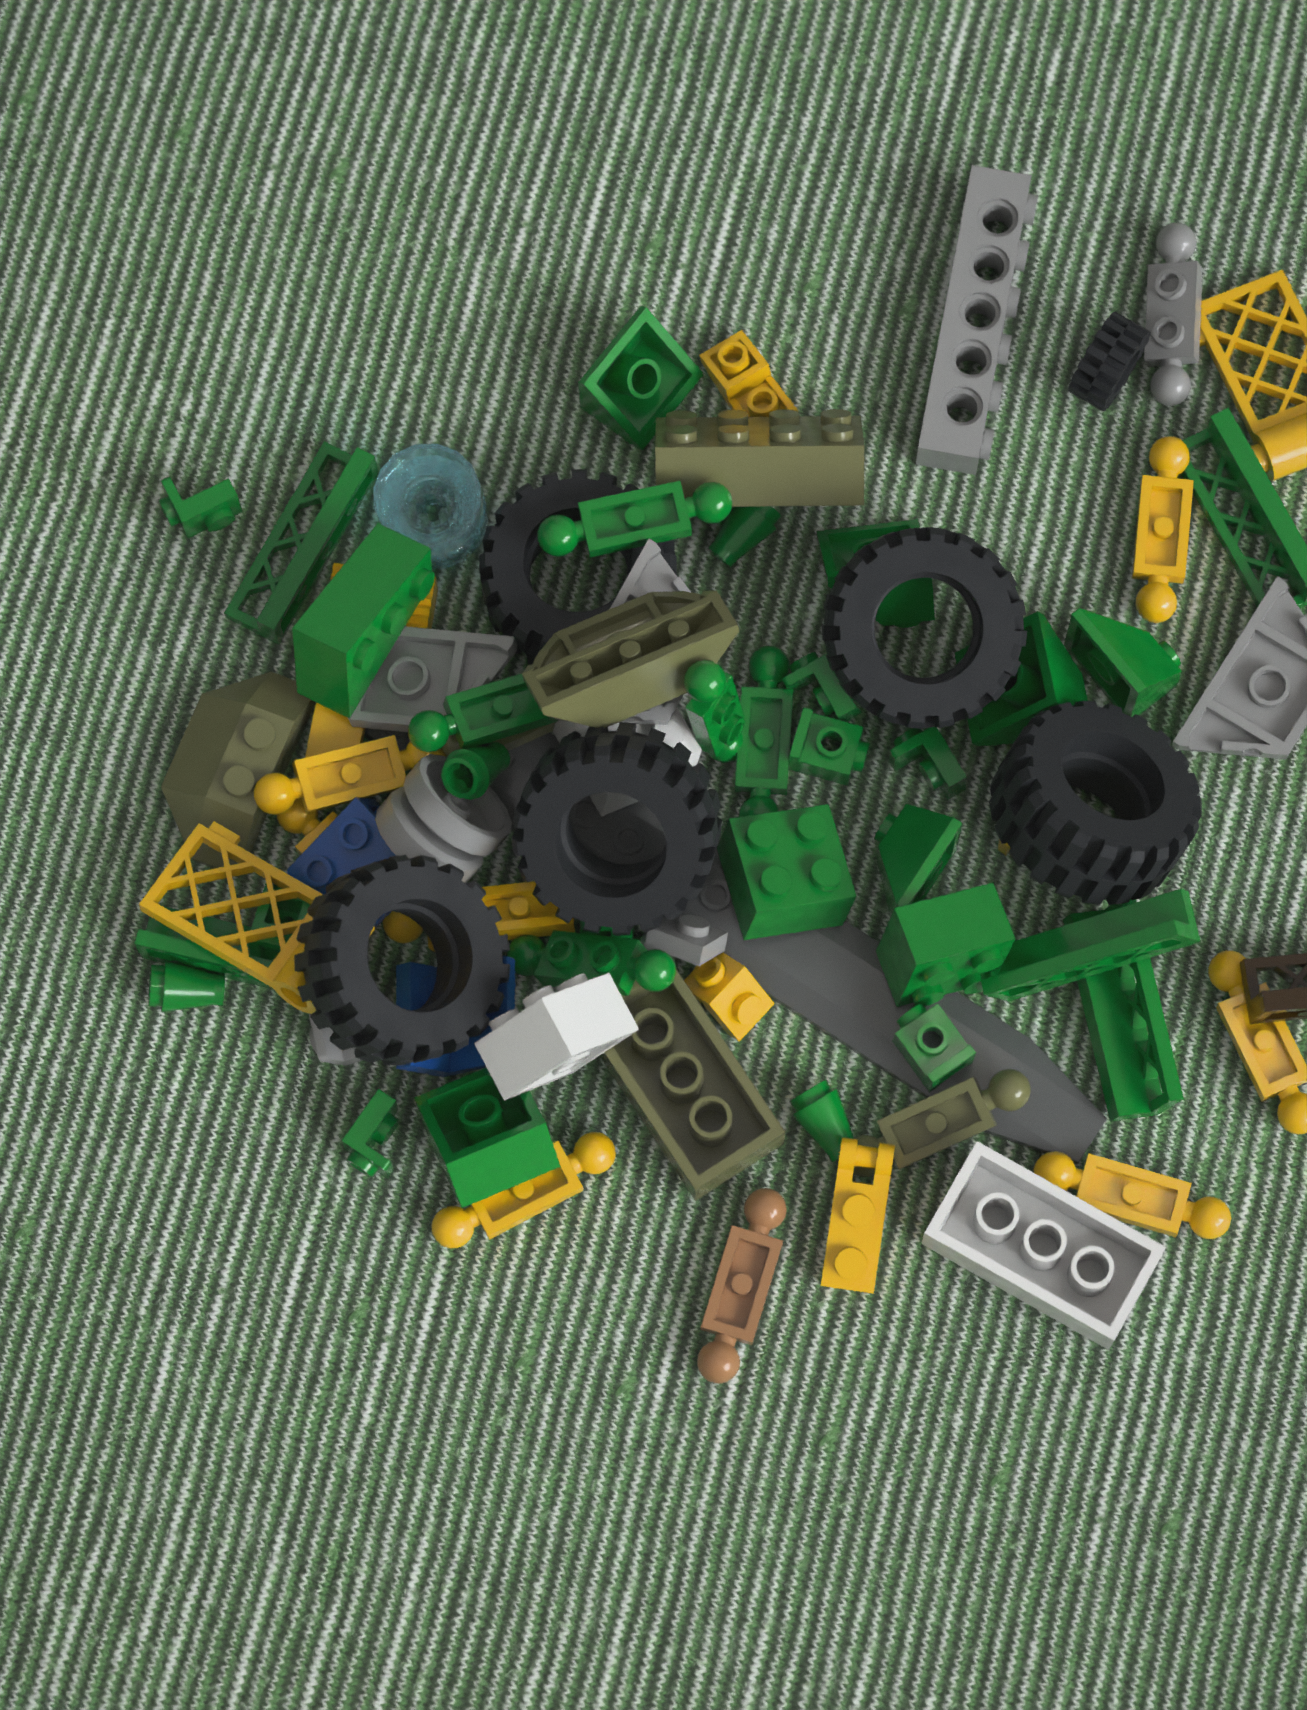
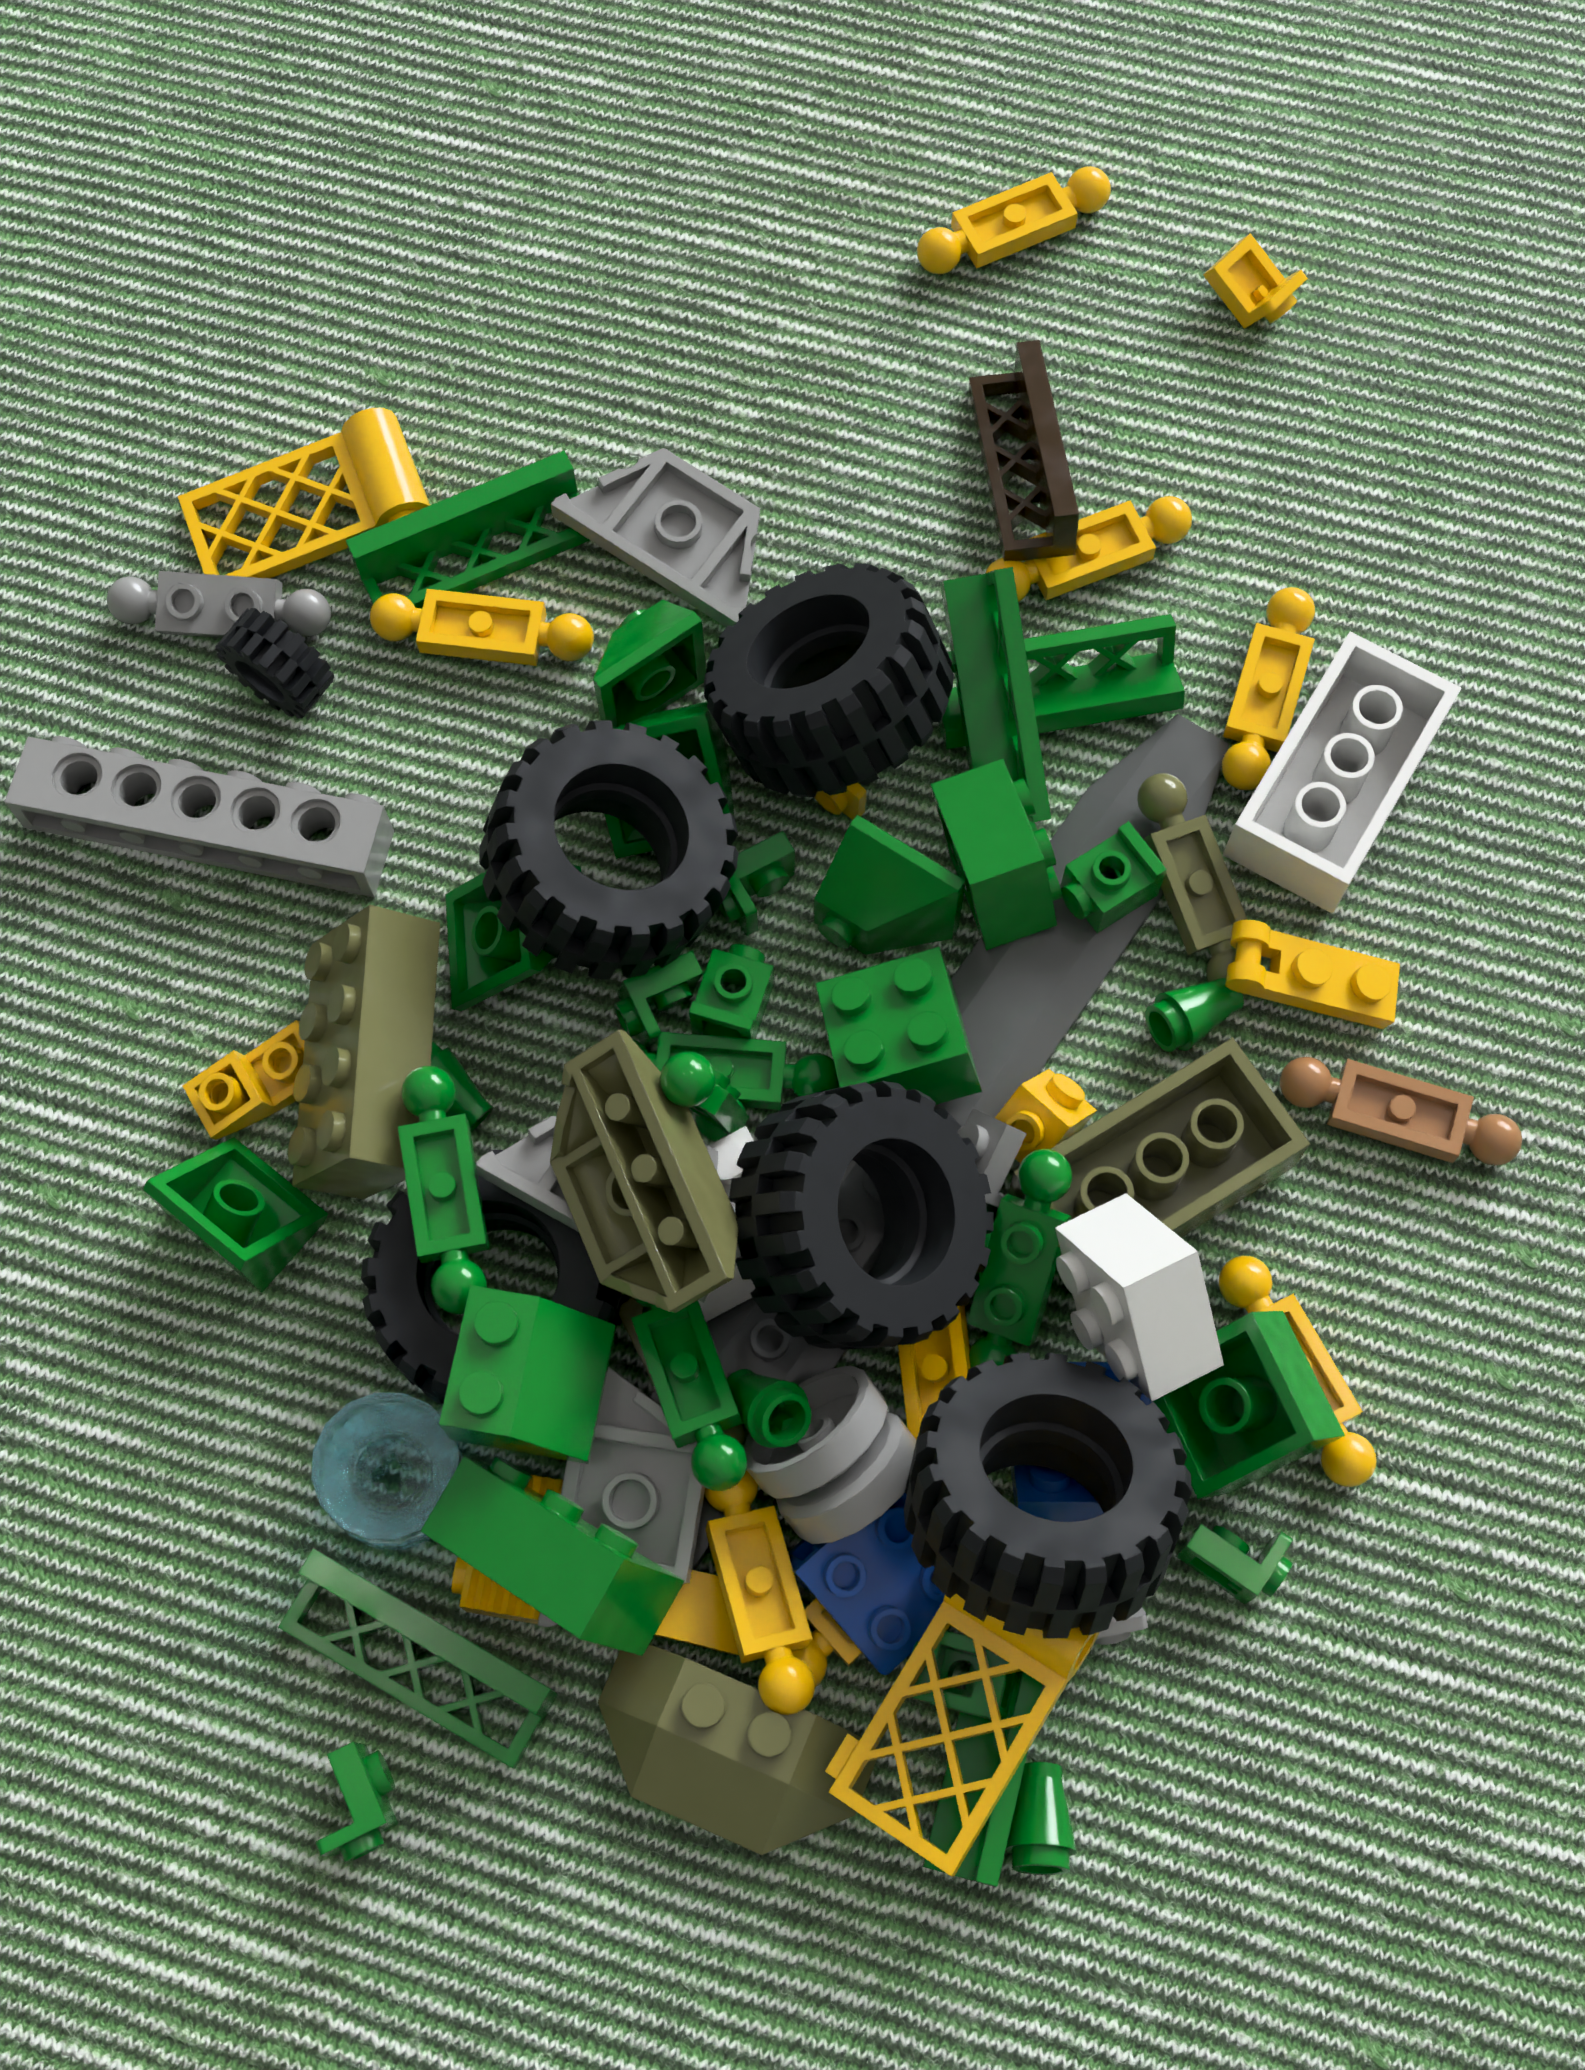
camera: 90 degrees left, 5 degrees down
(488, 588) = (527, 1375): none -> green slope

